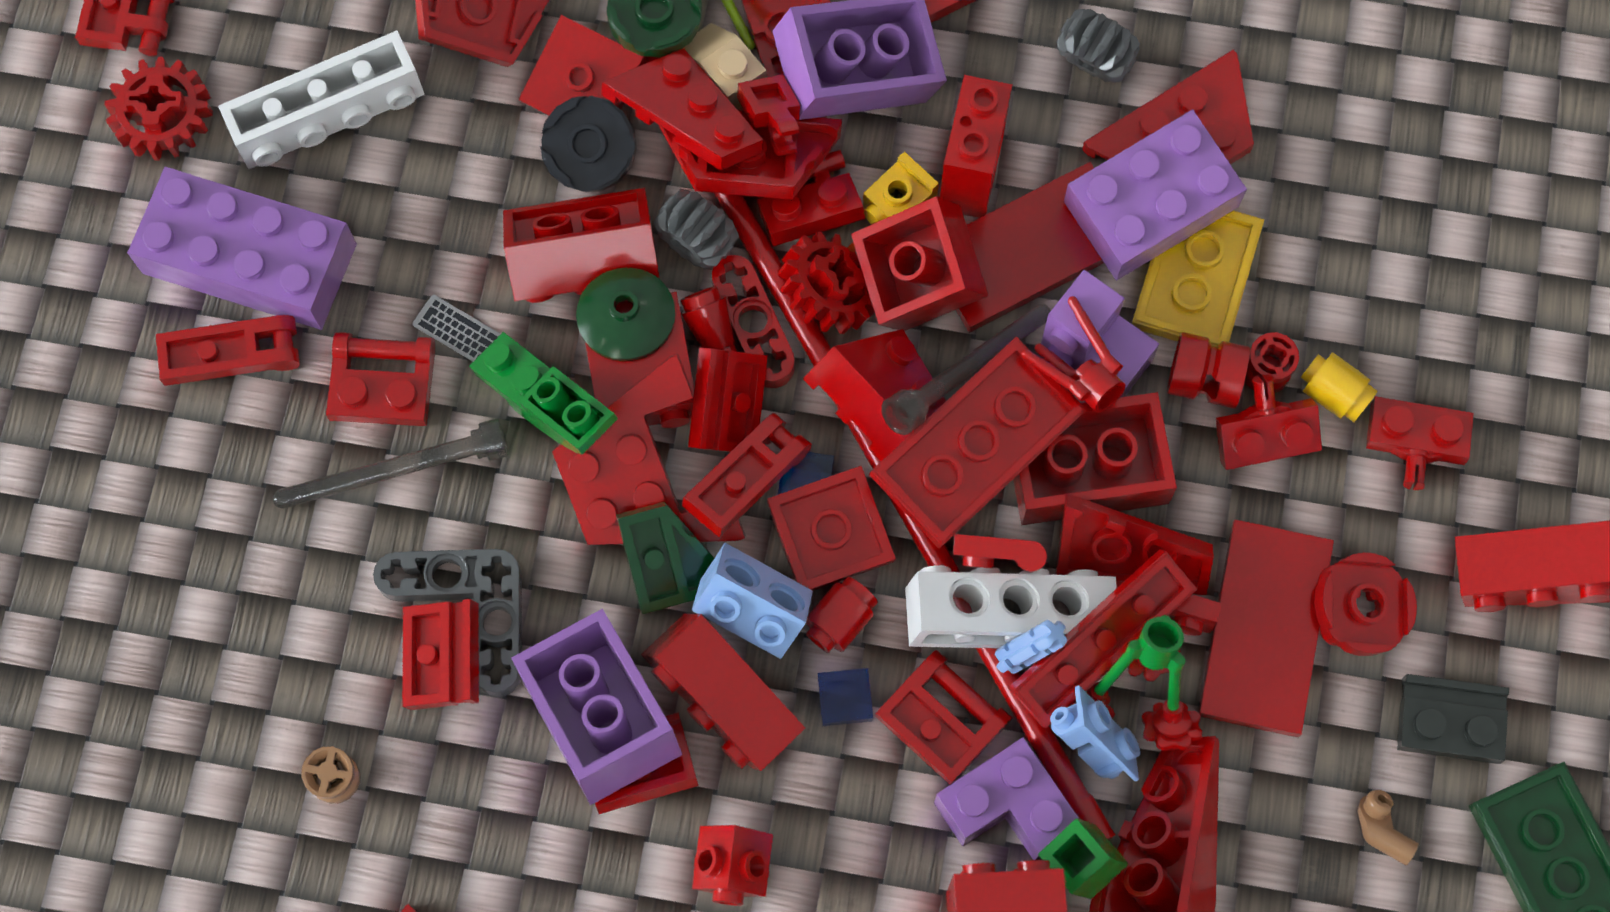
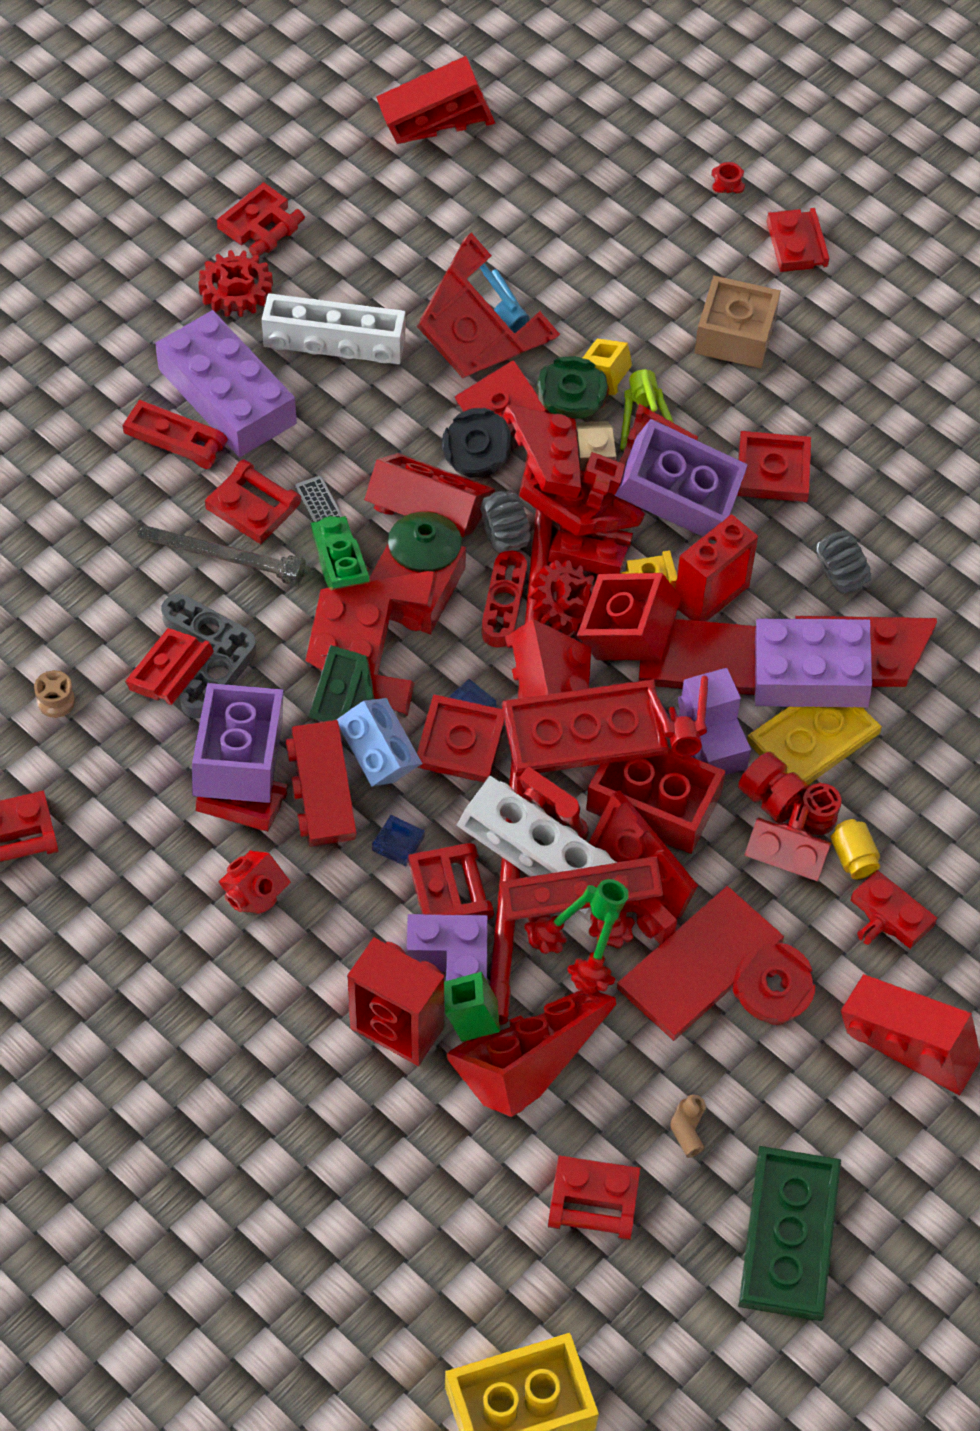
camera: 30 degrees right, 15 degrees down
(709, 319) = (475, 579): red cone -> none
(726, 398) = (450, 625): red plate -> none
(745, 475) = (430, 671): red plate -> none
(840, 615) = (429, 789): red brick -> none
(909, 408) = (552, 678): clear smoke piece -> none
(1031, 646) = (531, 862): light blue axle -> none
(1097, 737) = (540, 964): light blue hinge -> none
(1453, 719) = (785, 1091): pearl dark grey plate -> none

